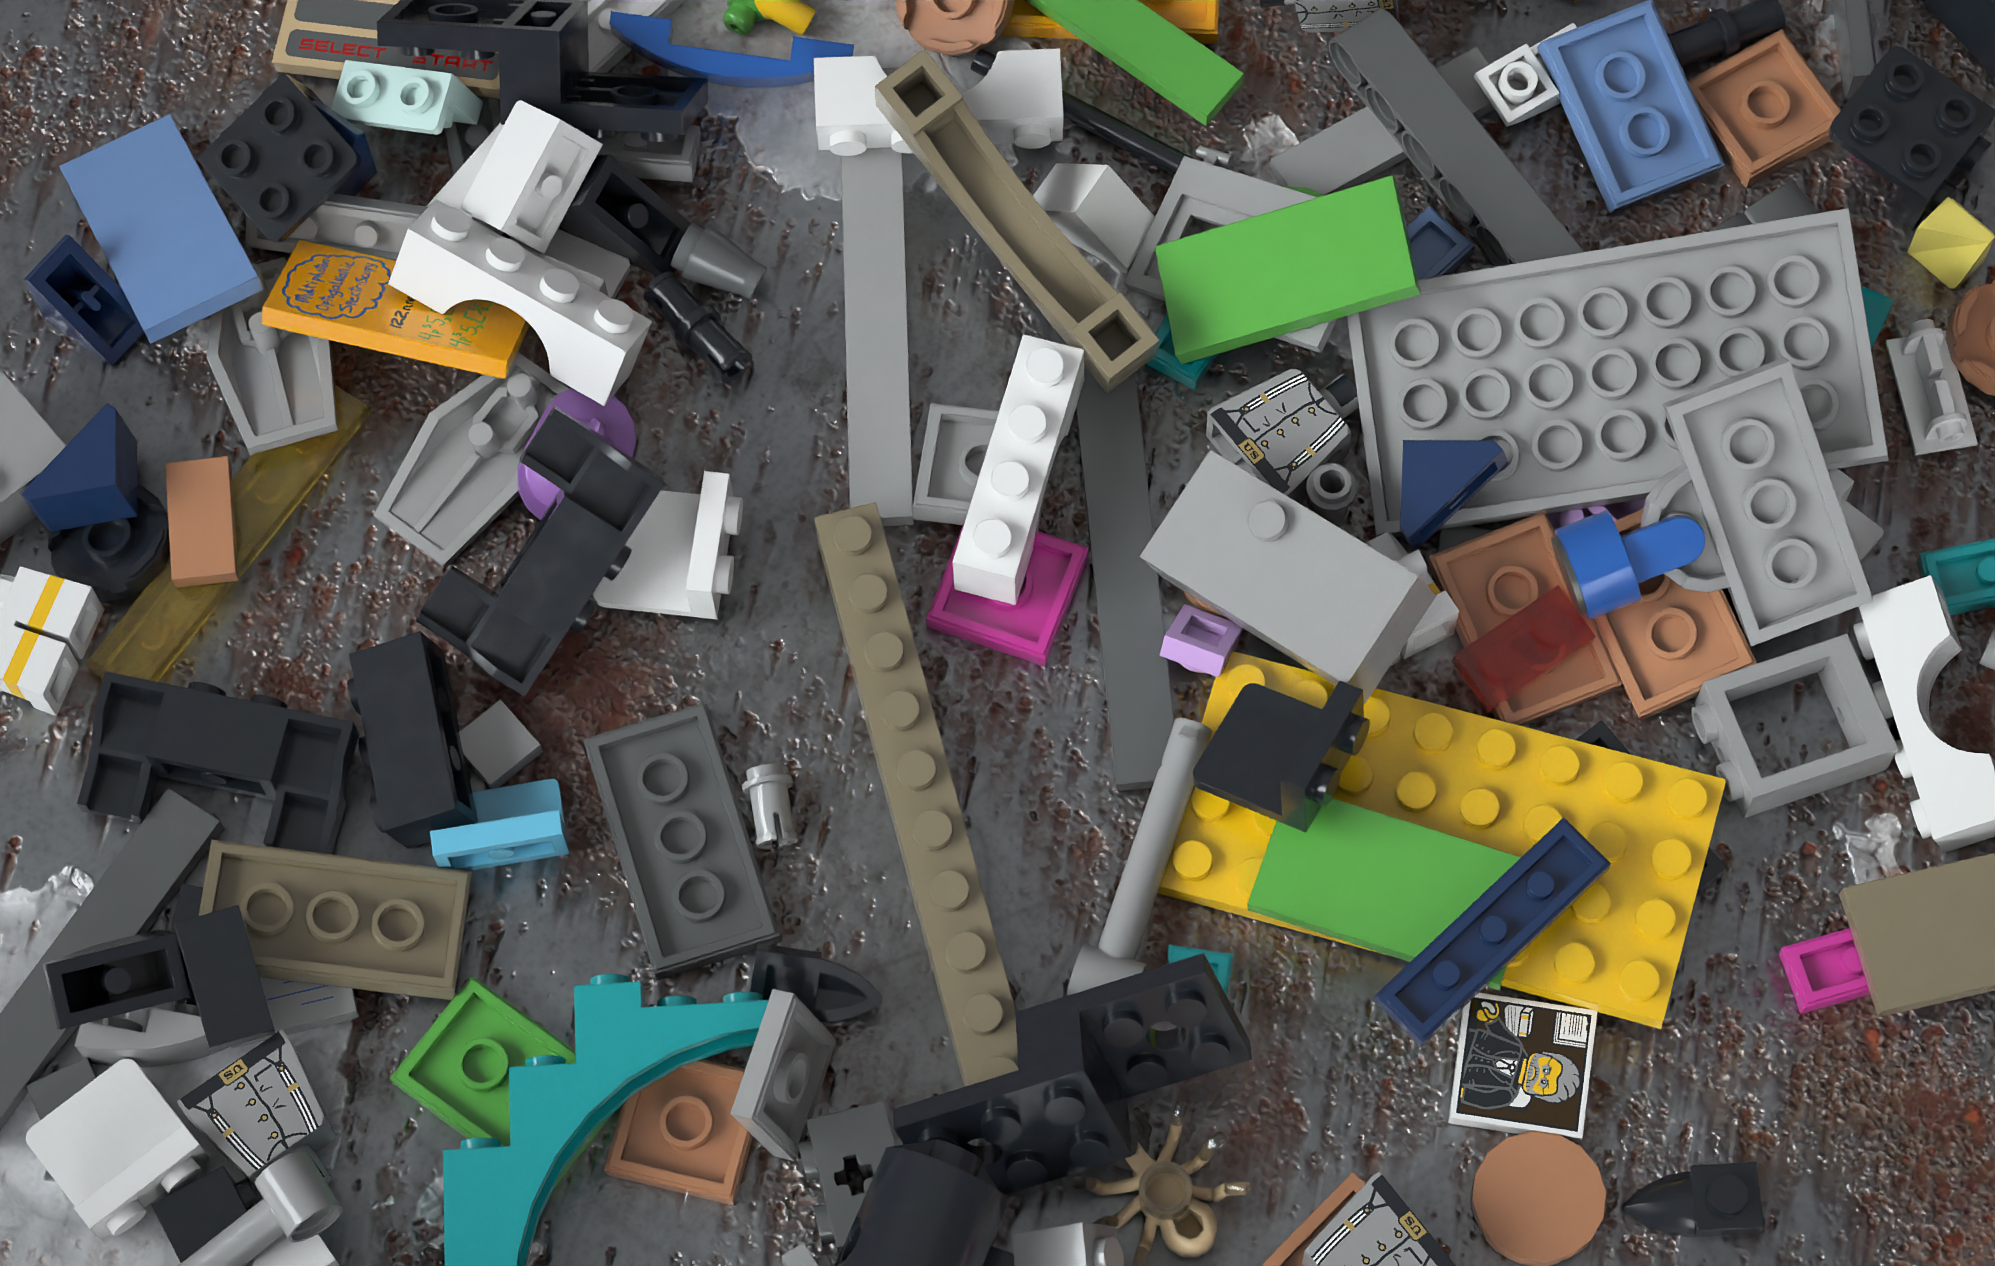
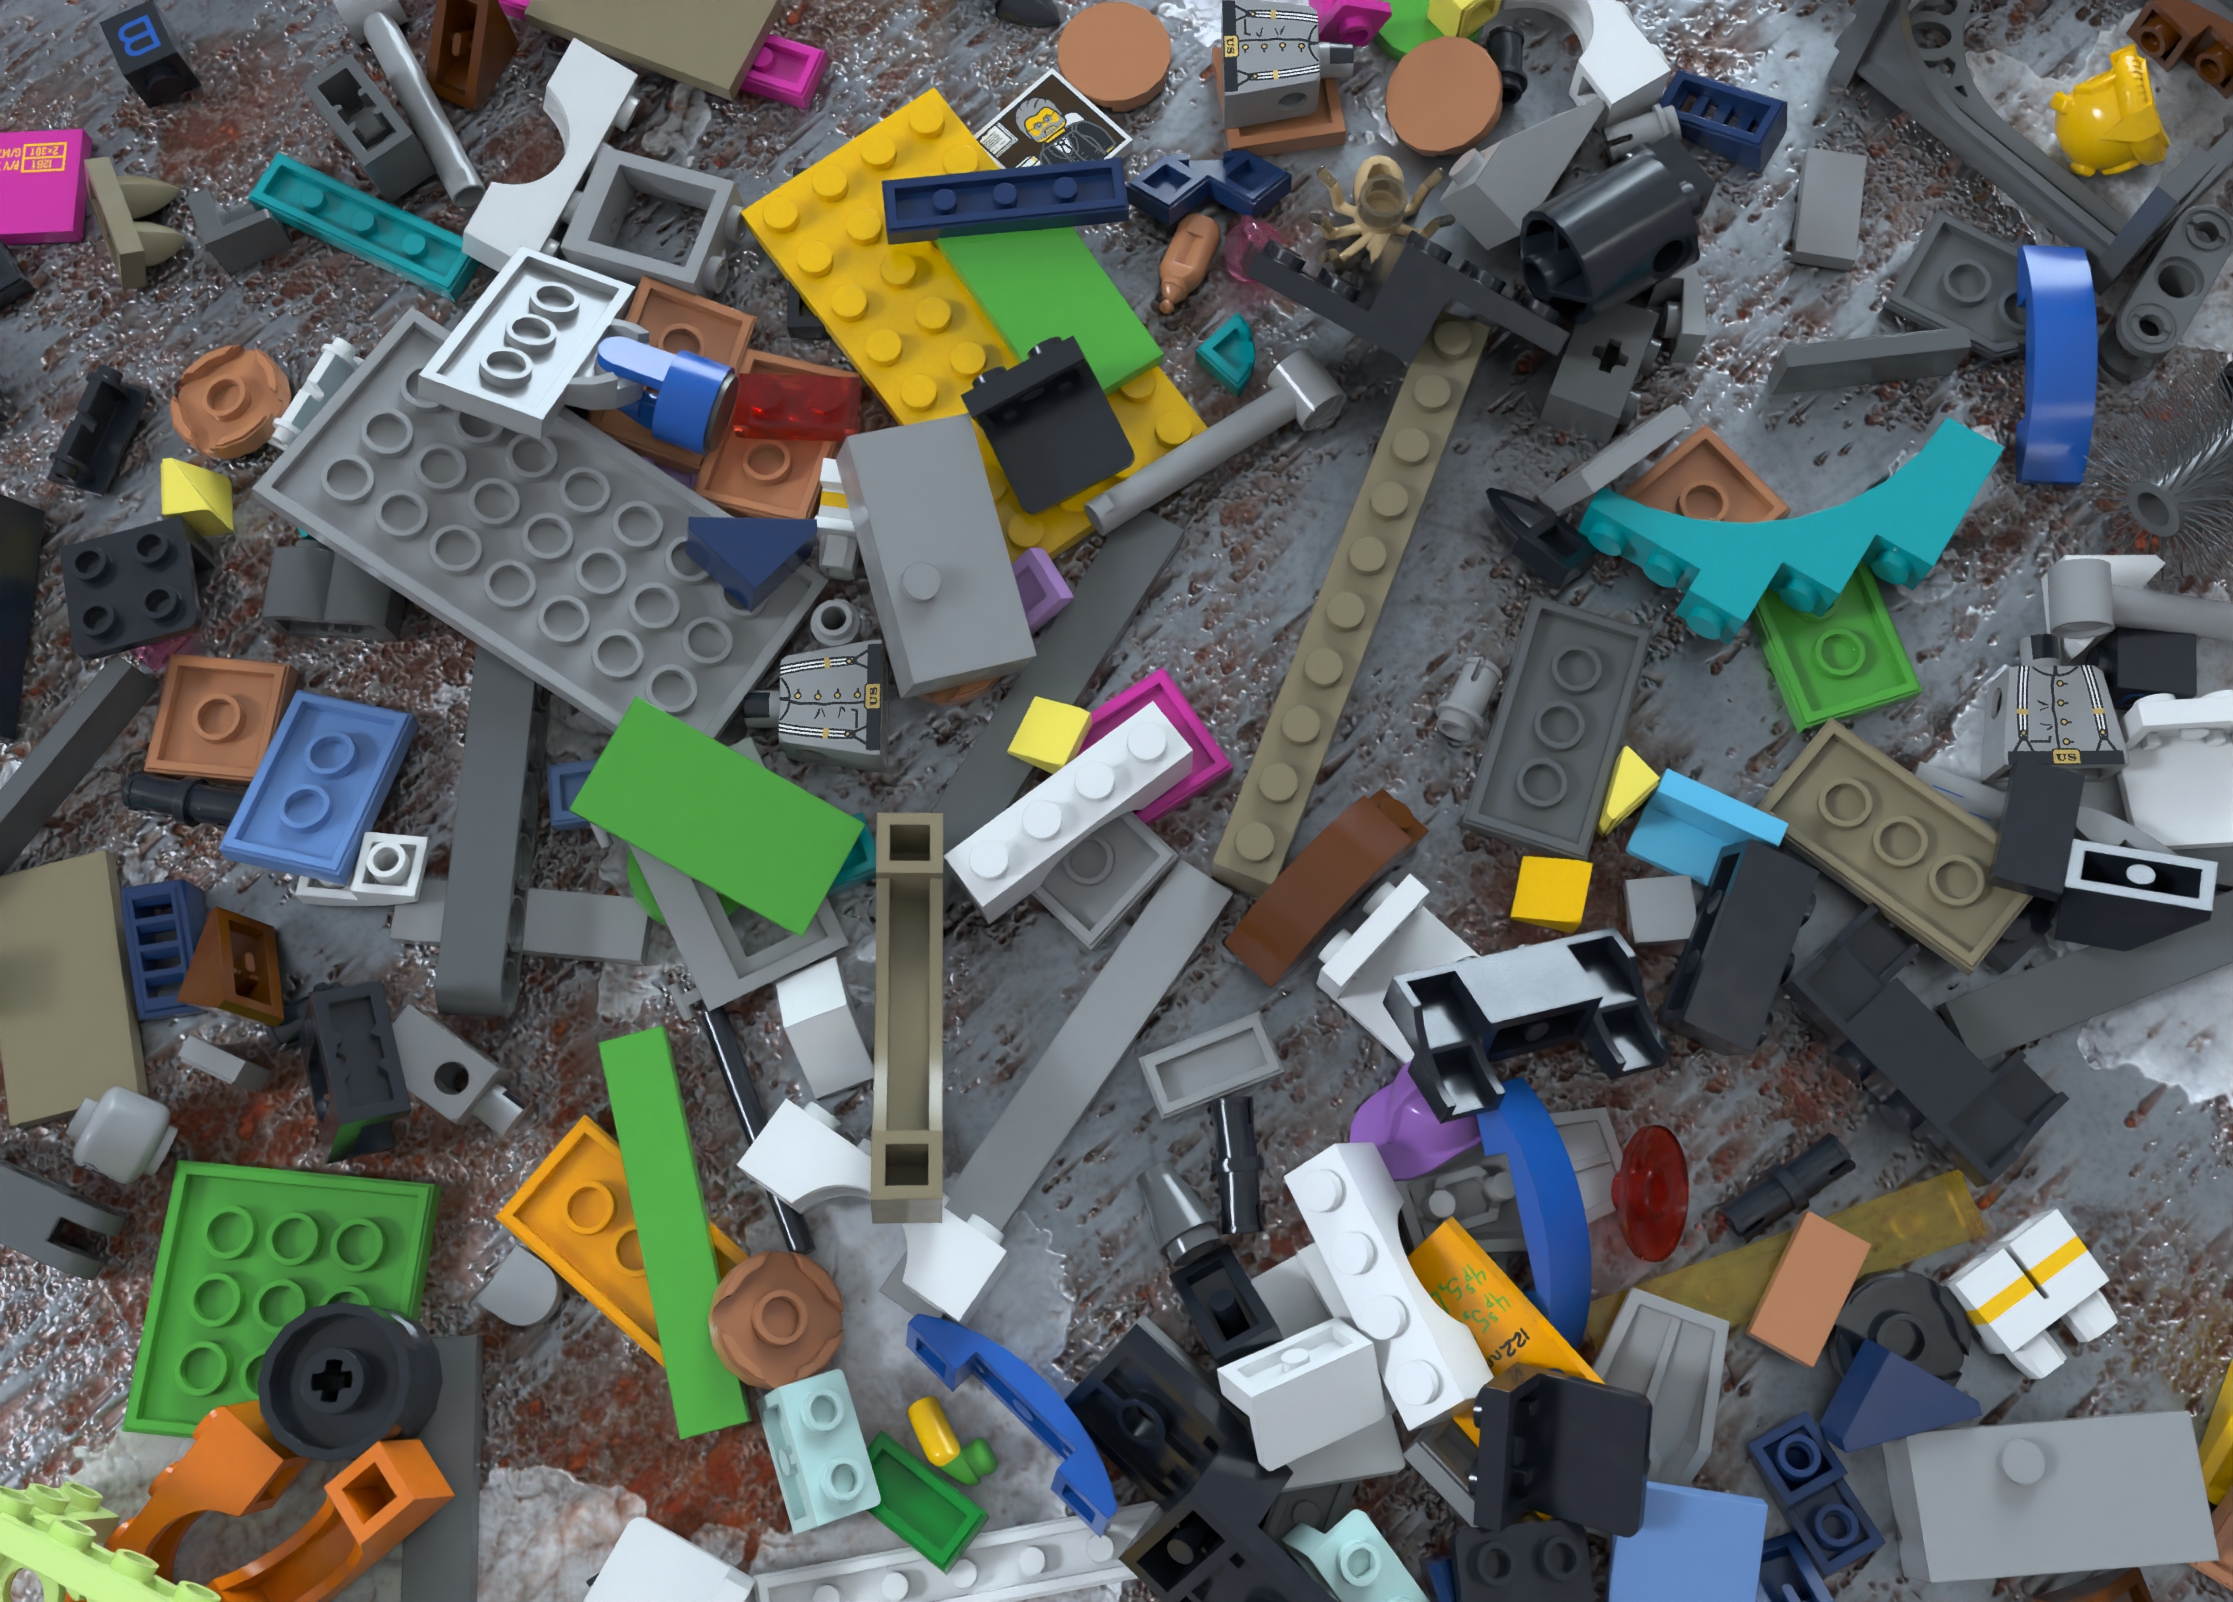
camera: 140 degrees left, 5 degrees up
(87, 382) = (1813, 1495): none -> dark blue slope
(261, 593) = (1787, 1188): none -> black pin
(327, 267) = (1560, 1451): none -> black bracket
(363, 506) = (1652, 1193): none -> clear red dish
(444, 437) = (1547, 1205): none -> blue slope
(583, 811) = (1628, 789): none -> light yellow slope
(595, 697) = (1551, 892): none -> yellow slope
(772, 388) = (1211, 1066): none -> light grey tile
(773, 572) = (1324, 884): none -> reddish brown arch
(1088, 529) = (1050, 734): none -> light yellow slope
(1256, 1091) = (1239, 239): none -> clear pink tile
(1309, 1040) = (1187, 258): none -> nougat piece
(1372, 1112) = (1237, 181): none -> dark blue tile

